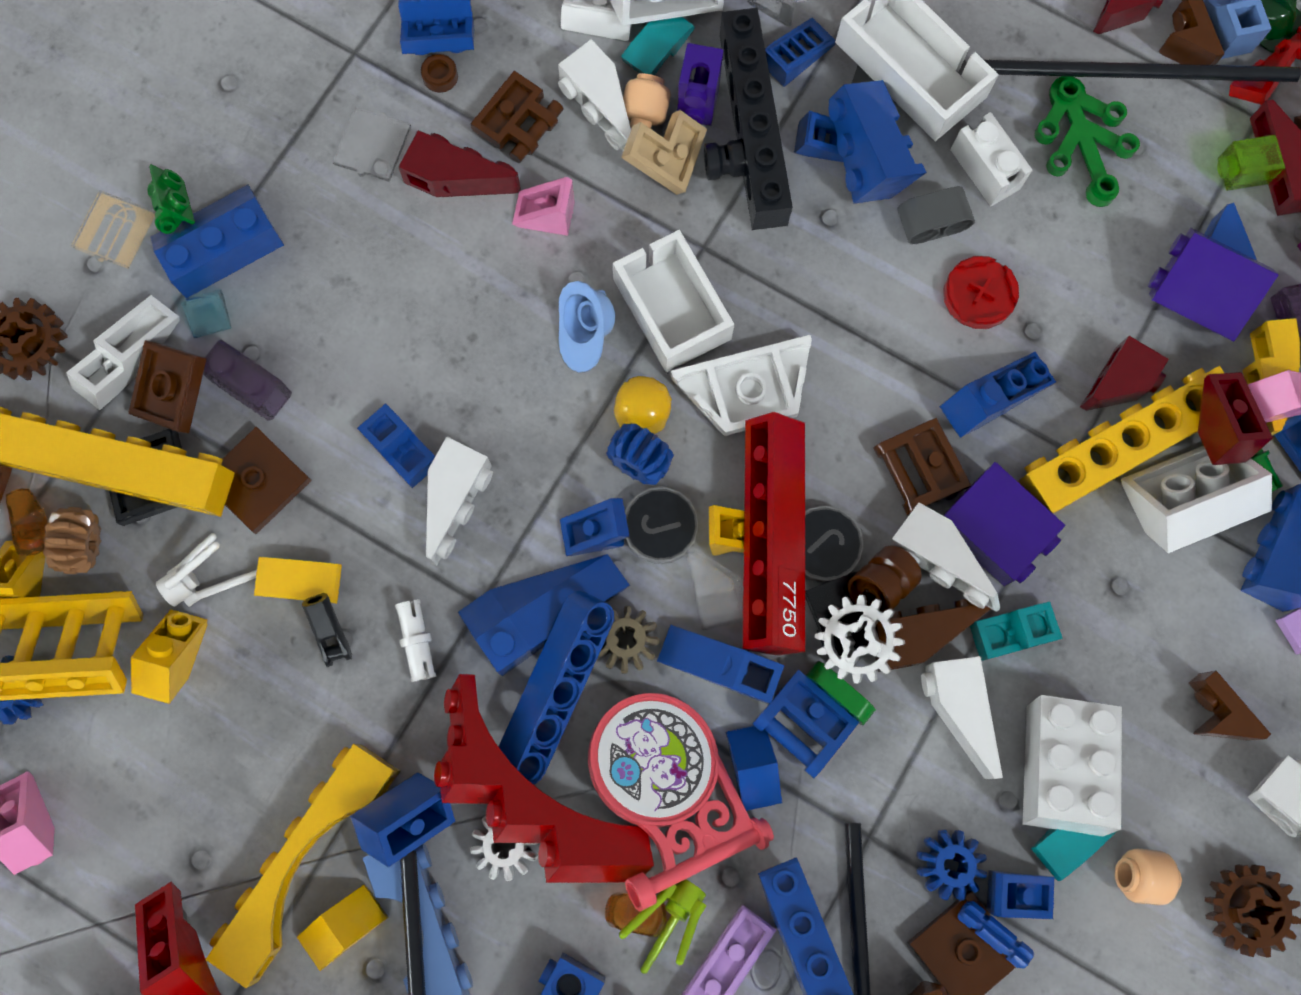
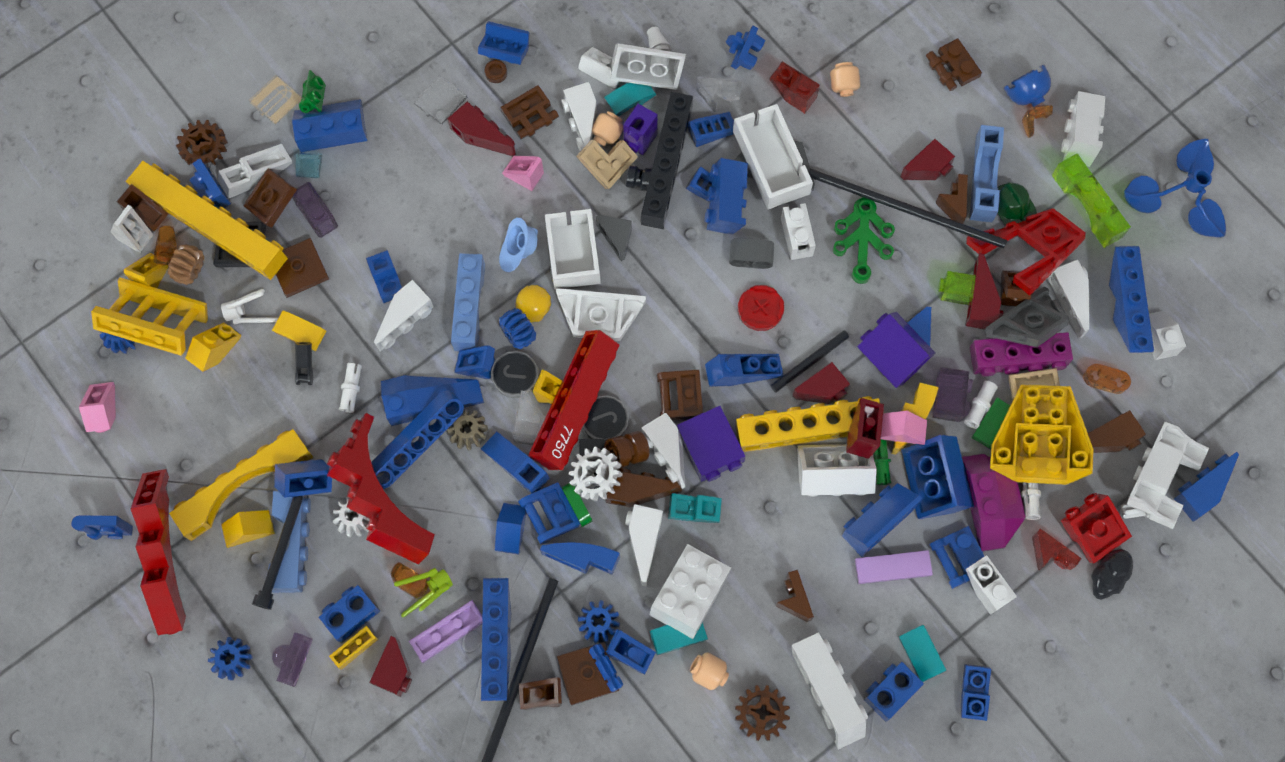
camera: 25 degrees right, 5 degrees down
(58, 402) = (207, 185): none -> blue bracket
(546, 439) = (467, 300): none -> medium blue arch
(658, 768) = (456, 505): piece -> none
(725, 255) = (616, 232): none -> dark grey slope
(886, 771) = (582, 555): none -> blue slope
(1085, 347) = (809, 361): none -> black bar

